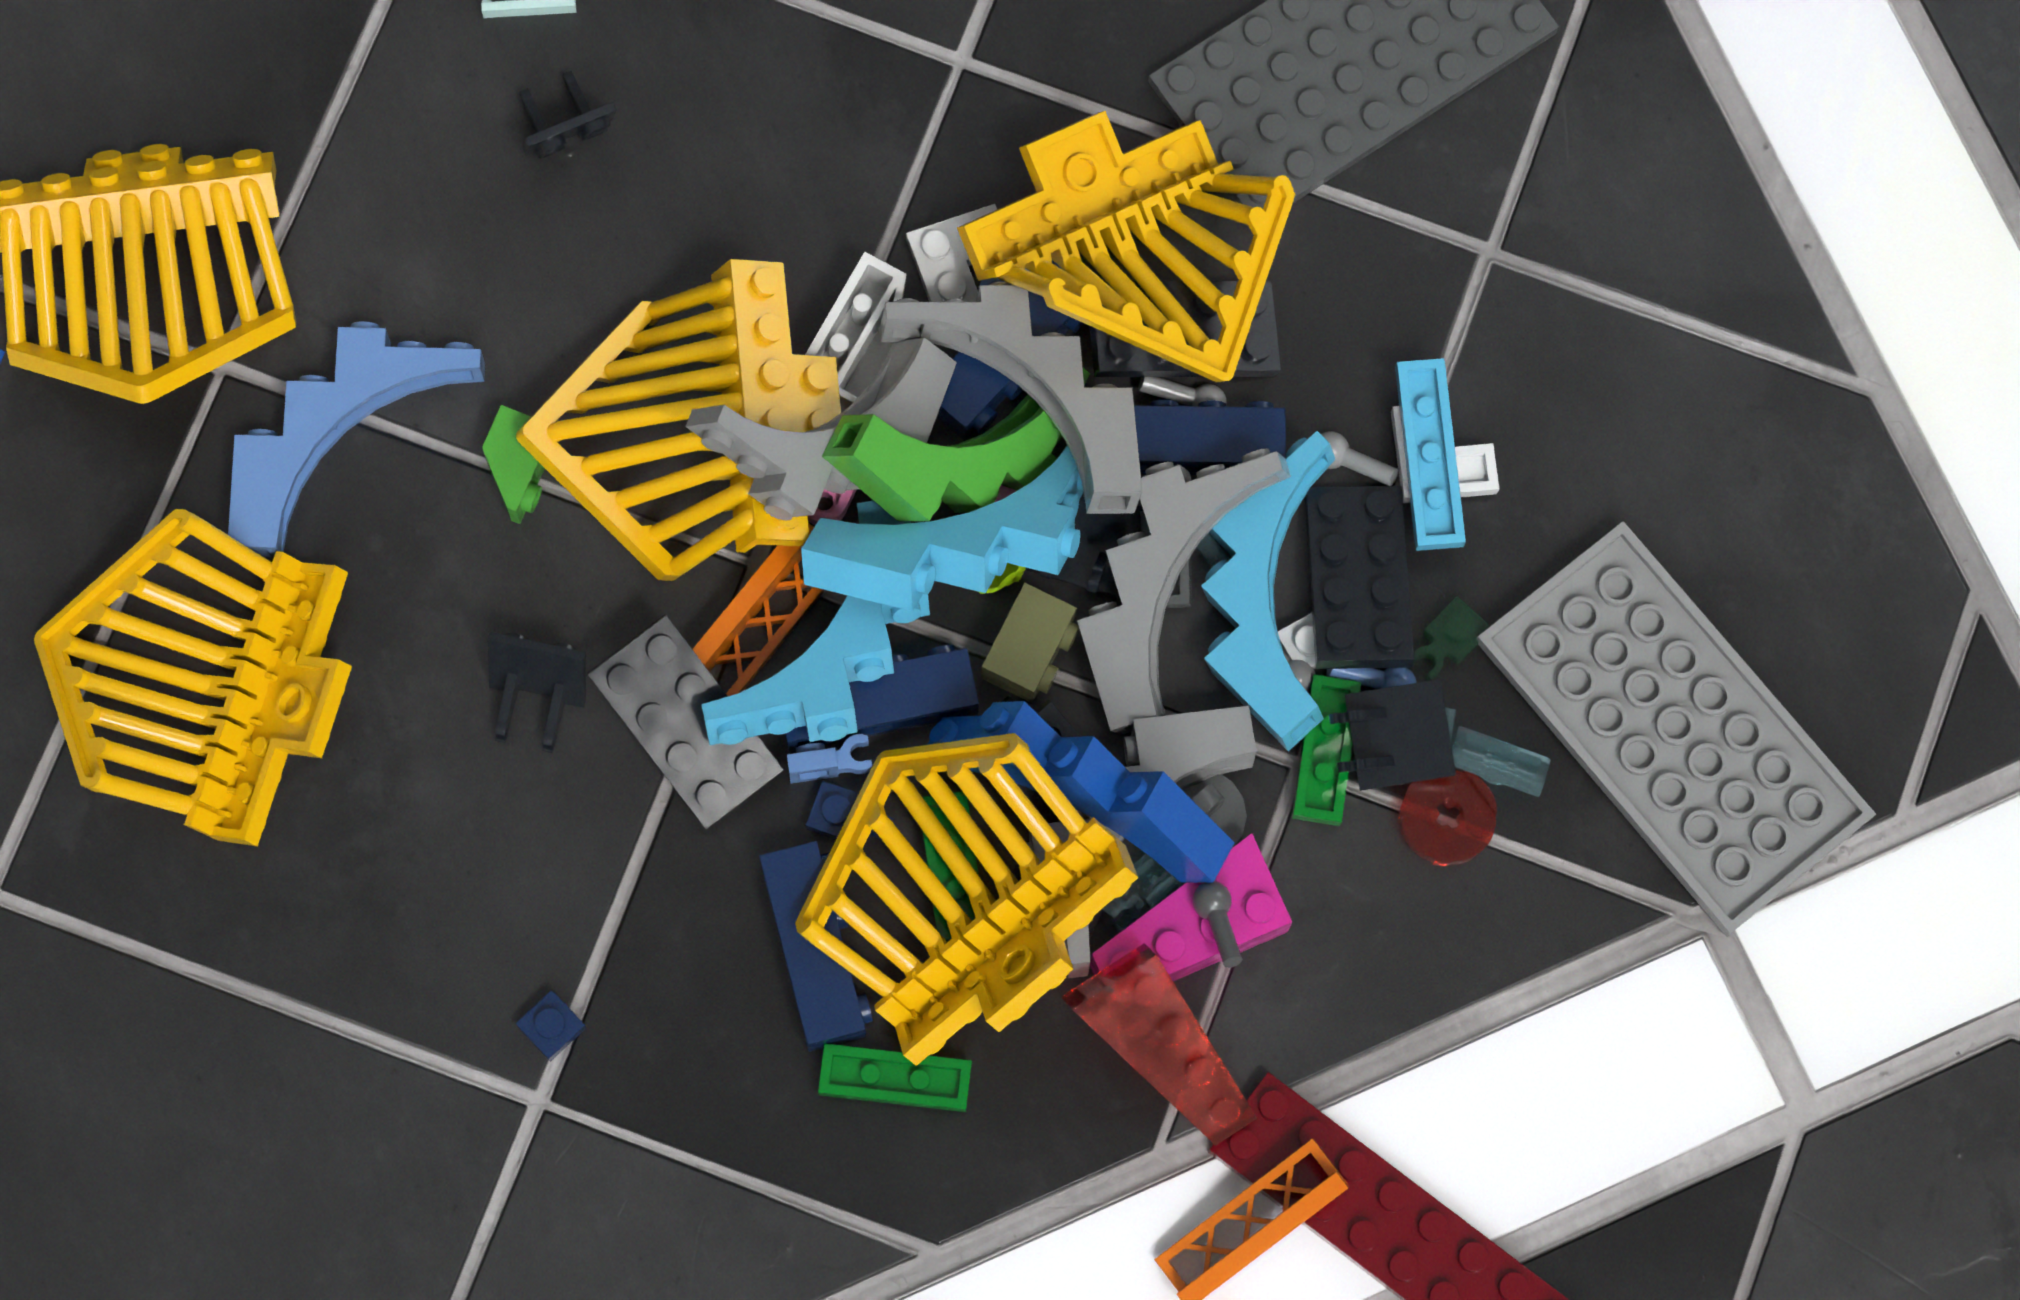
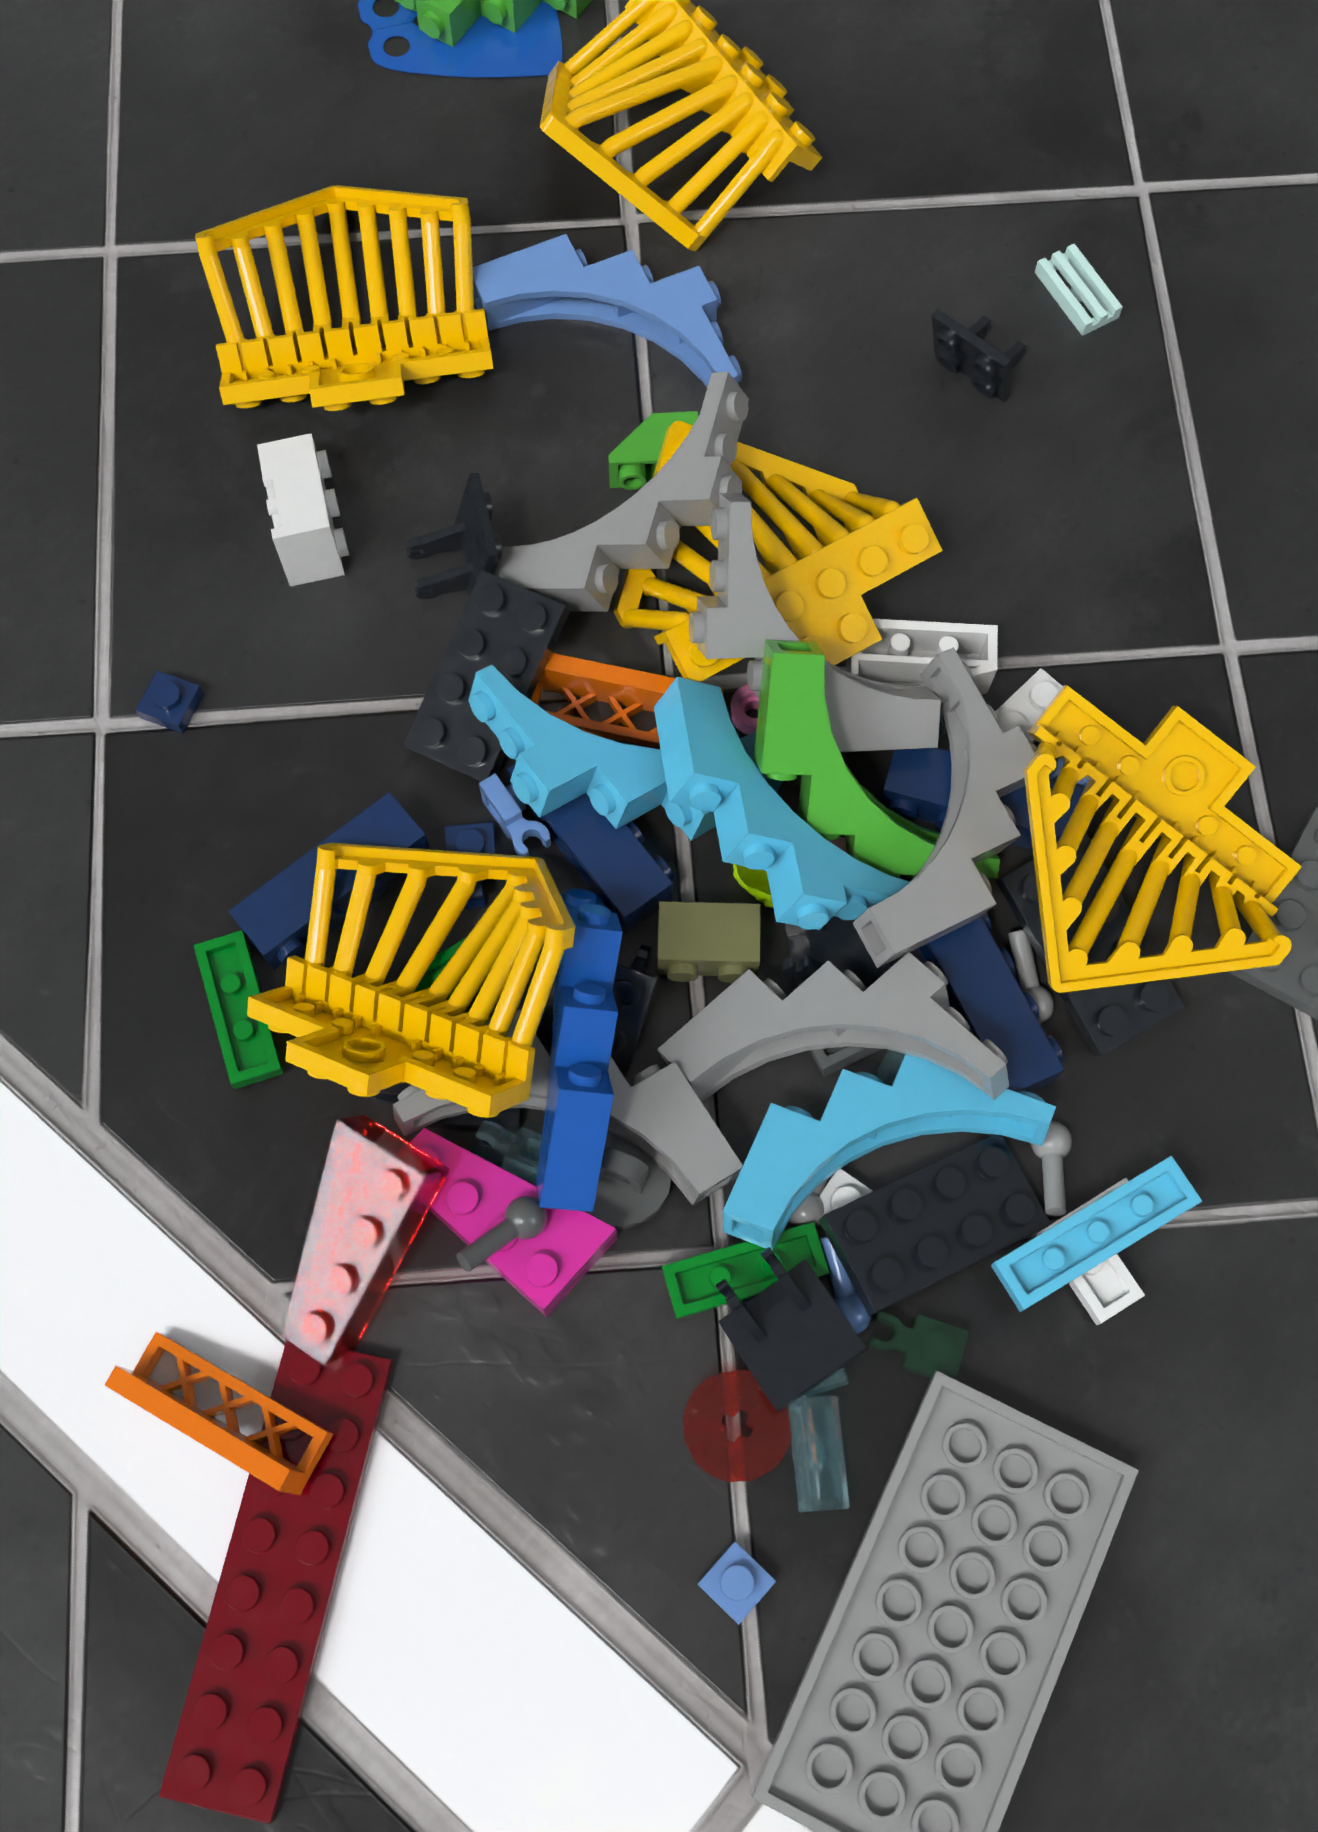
camera: 70 degrees right, 5 degrees down
(410, 817) = (302, 509): none -> white wedge
(615, 448) = (645, 529): none -> light grey arch
(1567, 874) = (736, 1582): none -> medium blue plate

